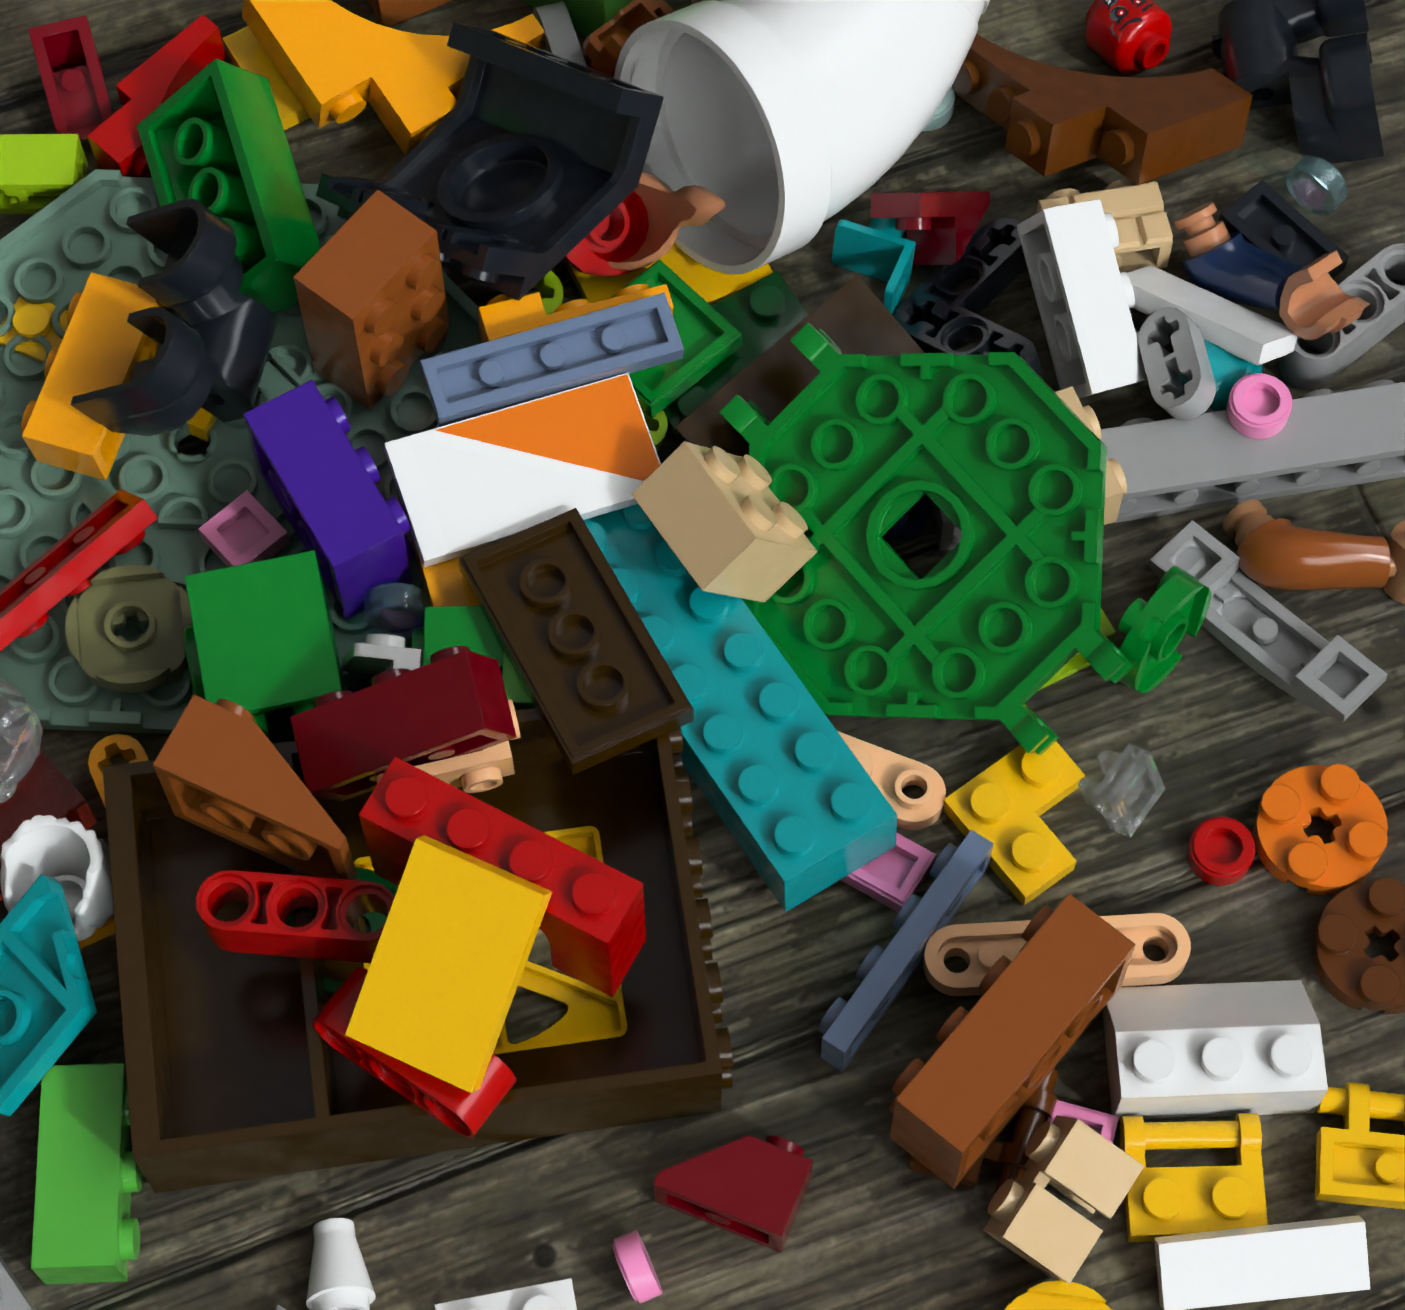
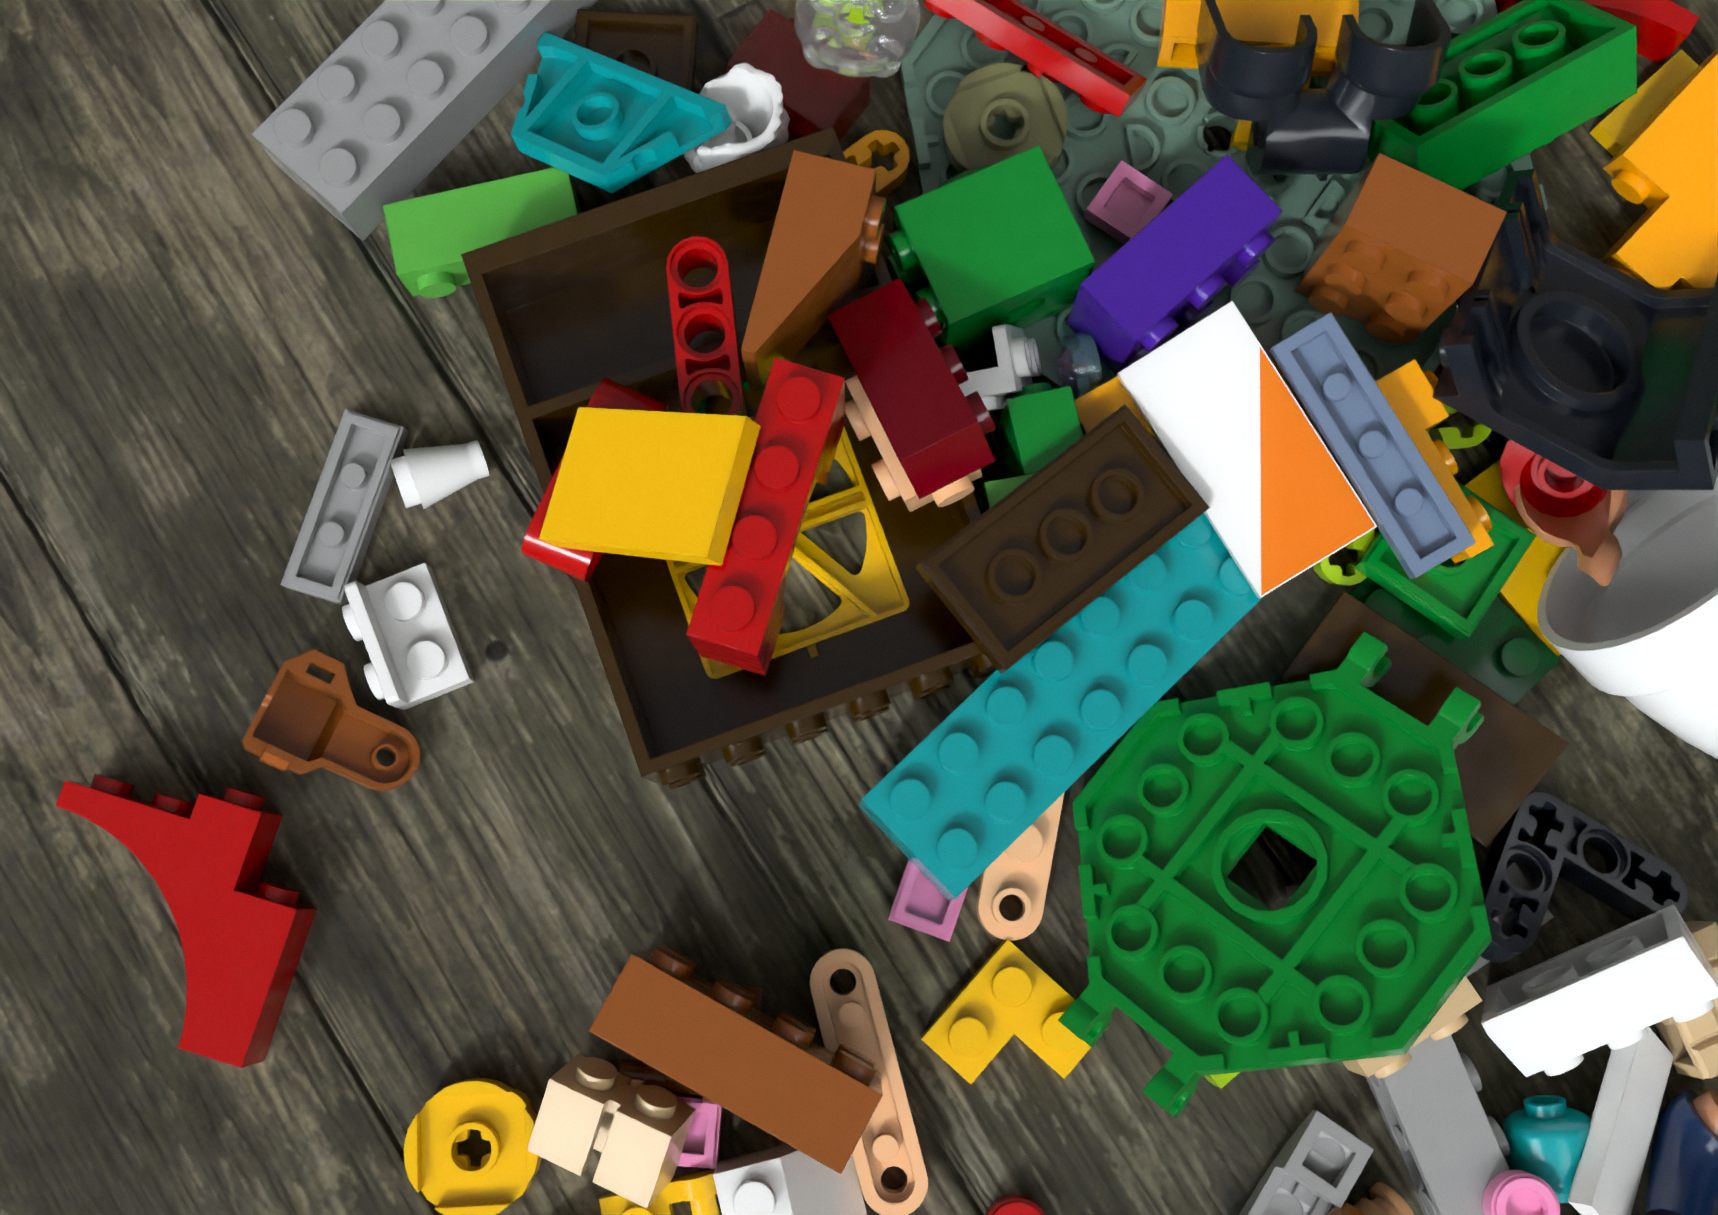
camera: 75 degrees right, 15 degrees up
(636, 1267) = (487, 735): bright pink tile -> none
(725, 522) = (1234, 660): tan brick -> none
(741, 1188) = (576, 818): dark red slope -> none
(877, 253) = (1613, 761): teal bracket -> none
(888, 970) = (870, 938): sand blue plate -> none
(934, 220) = (1662, 812): dark red slope -> none
(1127, 790) = (1054, 1126): clear tile -> none
(1159, 625) = (1226, 1131): green plate -> none
(1165, 368) = (1554, 1122): light grey beam -> none

